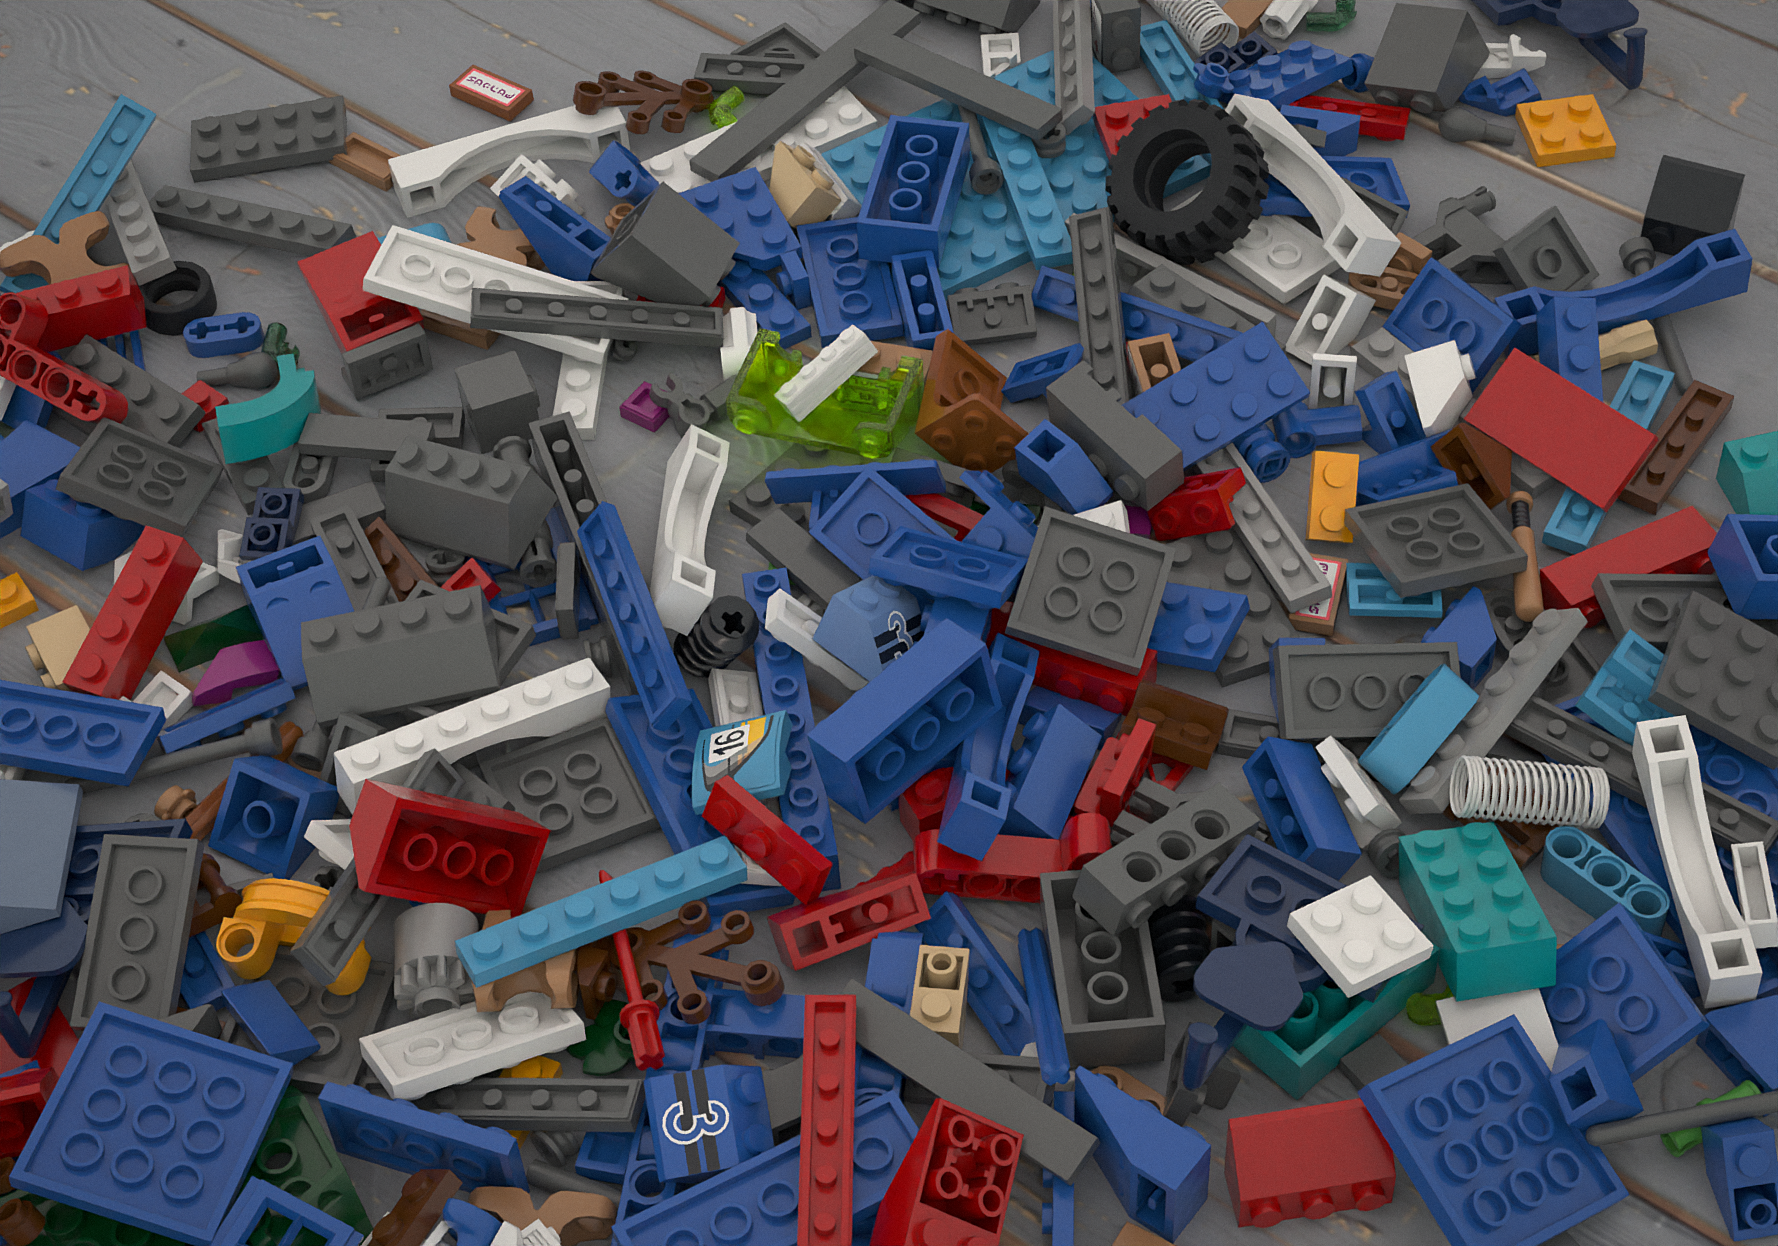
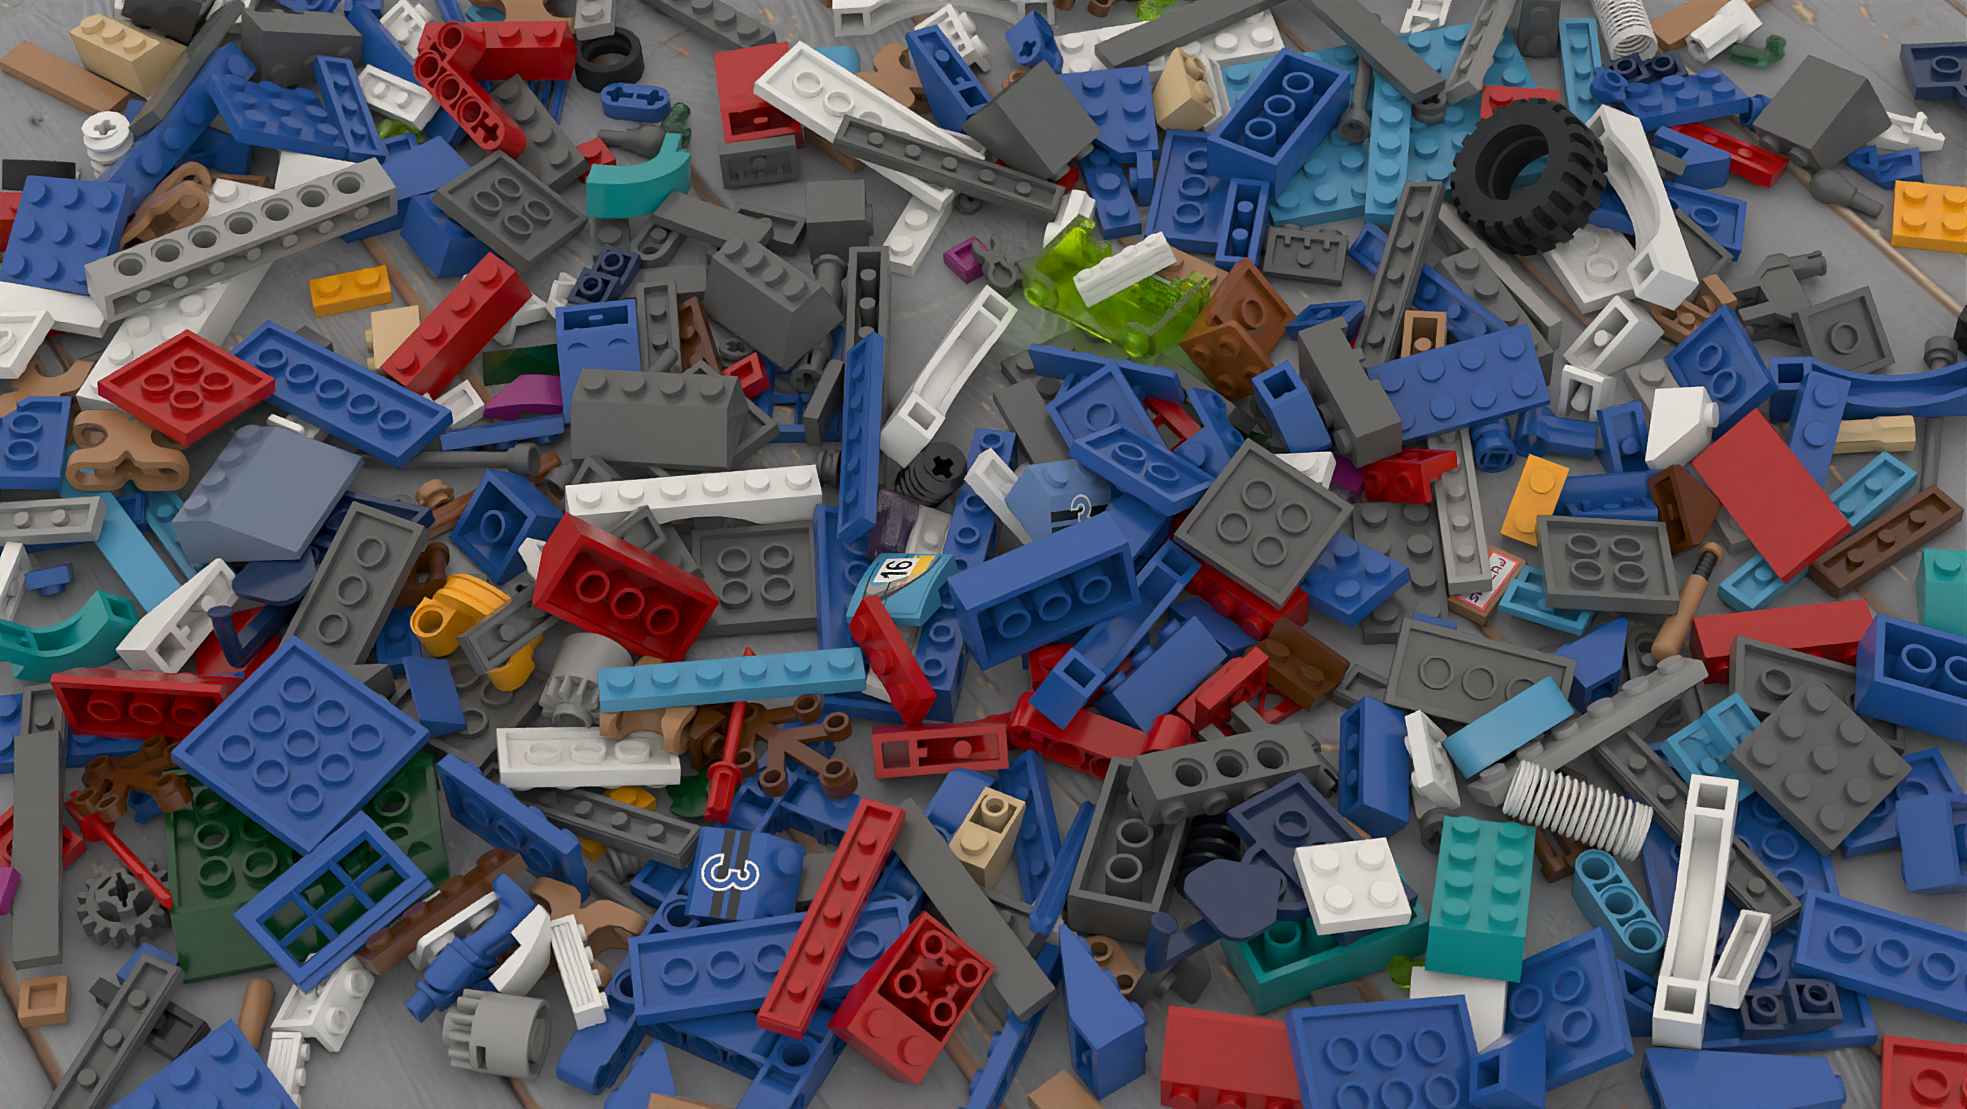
camera: 20 degrees right, 0 degrees up
(704, 688) = (893, 522): none -> clear purple piece

